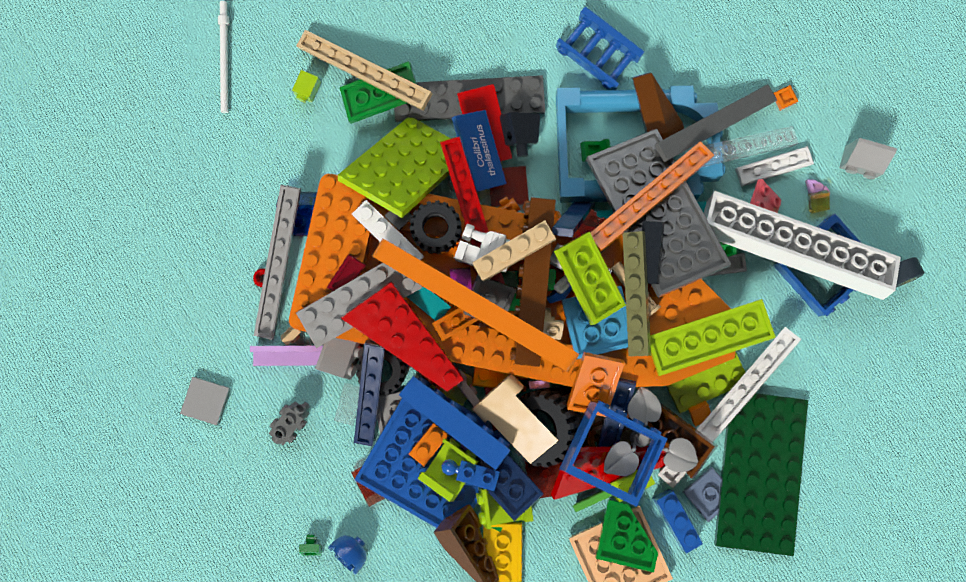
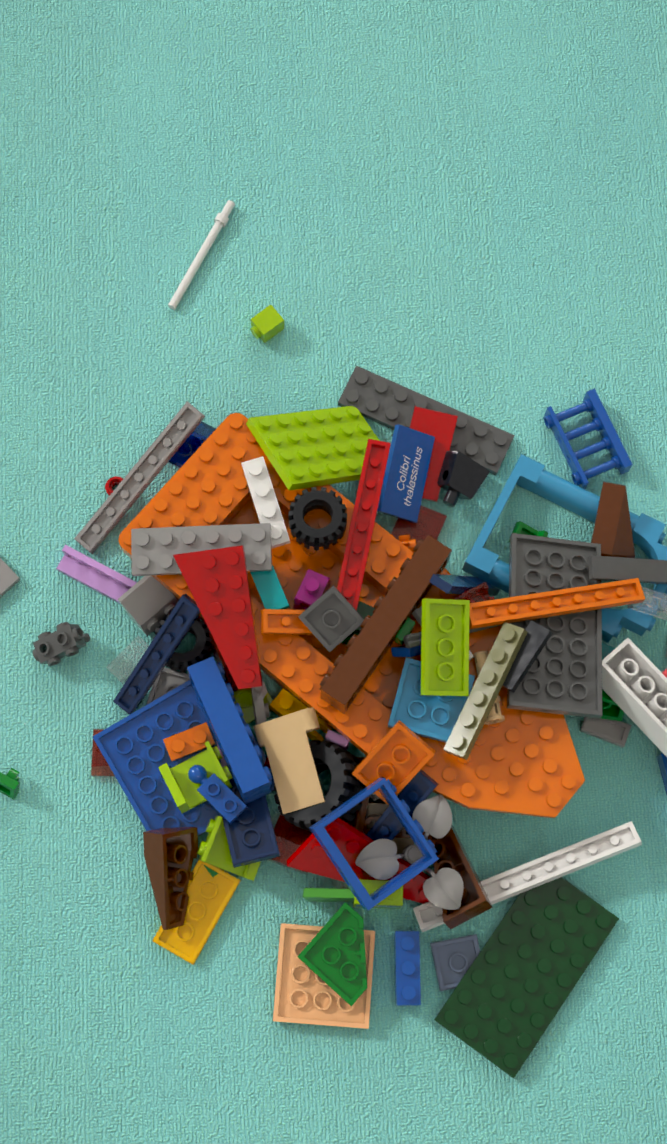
camera: 30 degrees right, 10 degrees down
(290, 336) = (112, 558): tan plate -> none
(348, 271) = (204, 516): dark red tile -> none
(349, 552) = (45, 809): blue cylinder -> none
(364, 70) = (334, 336): tan plate -> none
(365, 100) = (337, 366): green plate -> none
(397, 221) = (283, 494): dark grey tile -> none
(476, 305) = (314, 611): orange beam -> none
(489, 241) = (356, 571): white hips -> none
(514, 251) = (382, 577): tan plate -> none
(551, 326) = (380, 680): tan bracket -> none
(699, 413) = (492, 866): orange tile -> none
(706, 384) = (516, 836): lime plate -> none
(710, 337) = (540, 778): lime plate -> none

